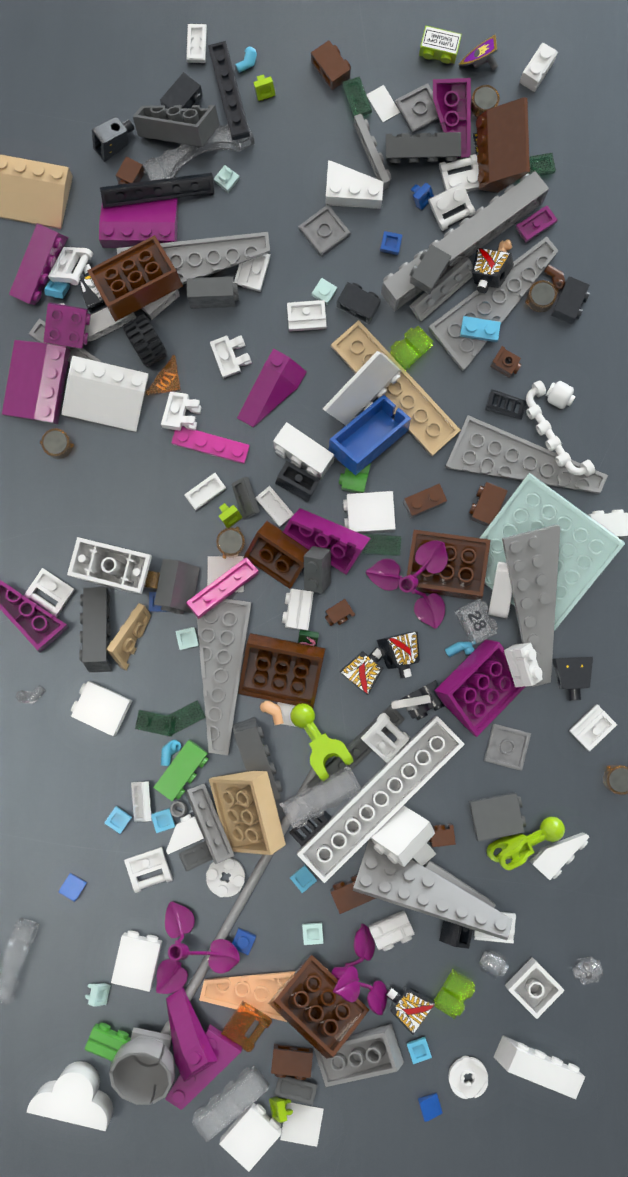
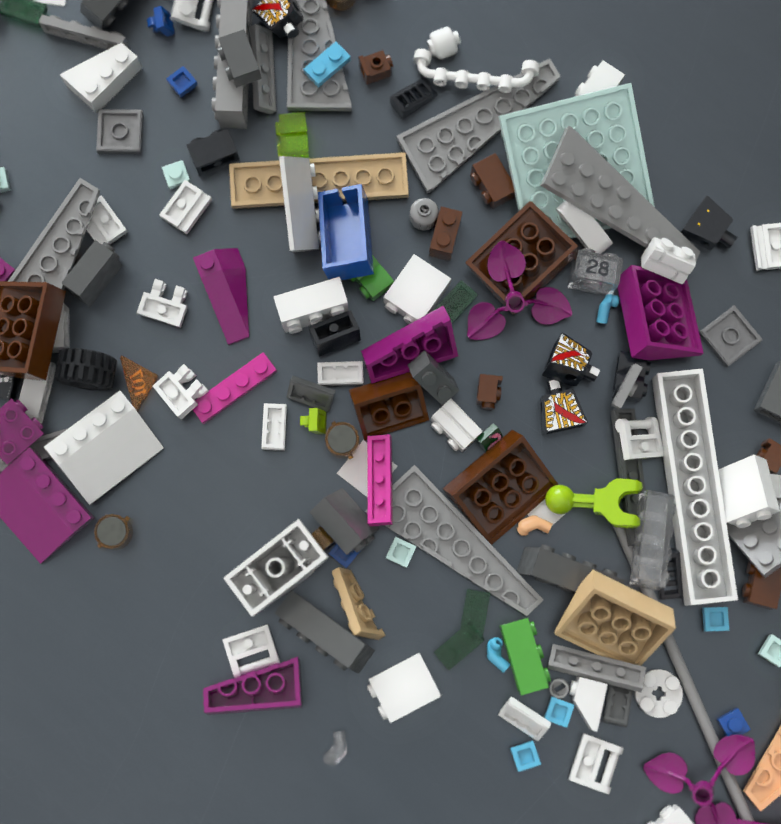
camera: 55 degrees left, 5 degrees down
(432, 472) = (424, 214): none -> light grey head

